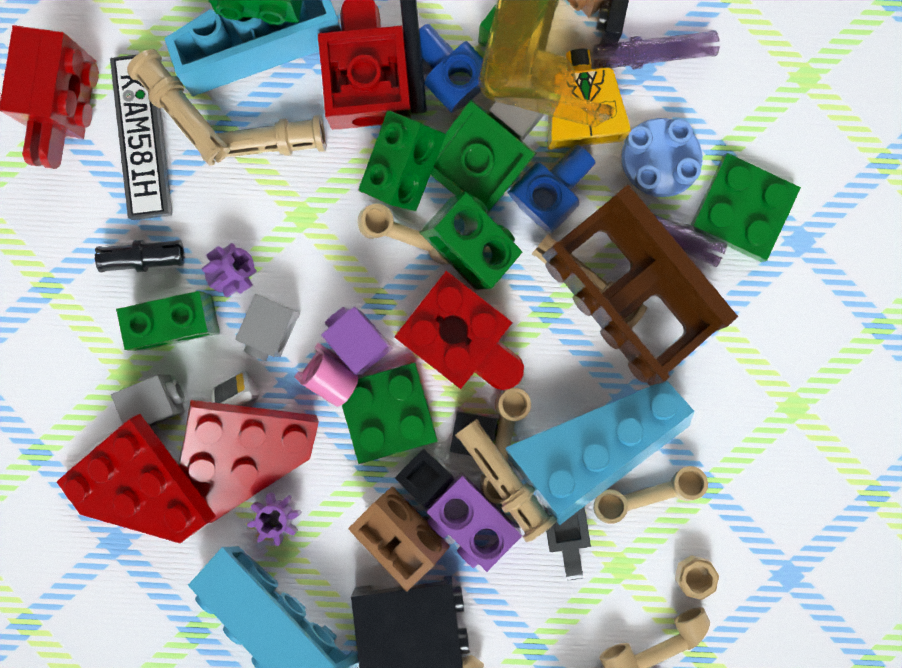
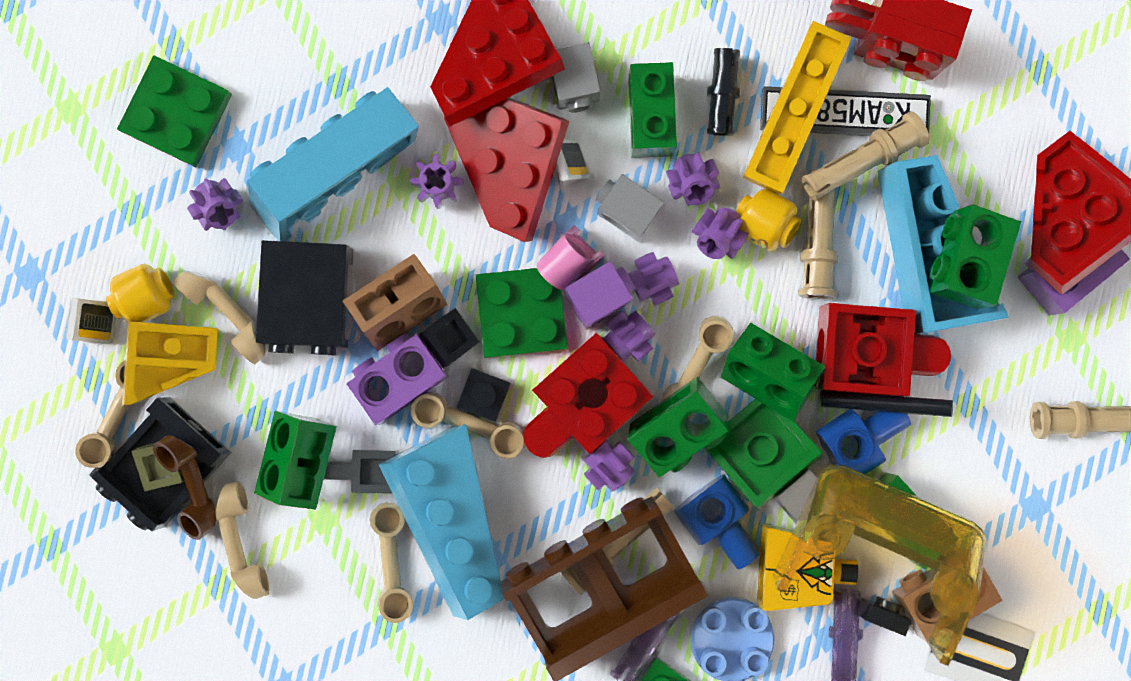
camera: 105 degrees right, 0 degrees up
(141, 181) = (796, 107): none -> yellow plate
(256, 192) = (768, 219): none -> yellow head
(277, 235) = (720, 233): none -> medium lavender gear
(332, 290) = (654, 278): none -> medium lavender gear
(391, 304) = (629, 336): none -> medium lavender gear
(516, 496) = (415, 426): tan pin -> none
(520, 301) = (609, 465): none -> medium lavender gear
(570, 607) = (295, 460): none -> green brick
(696, 577) = (299, 594): tan tile -> none

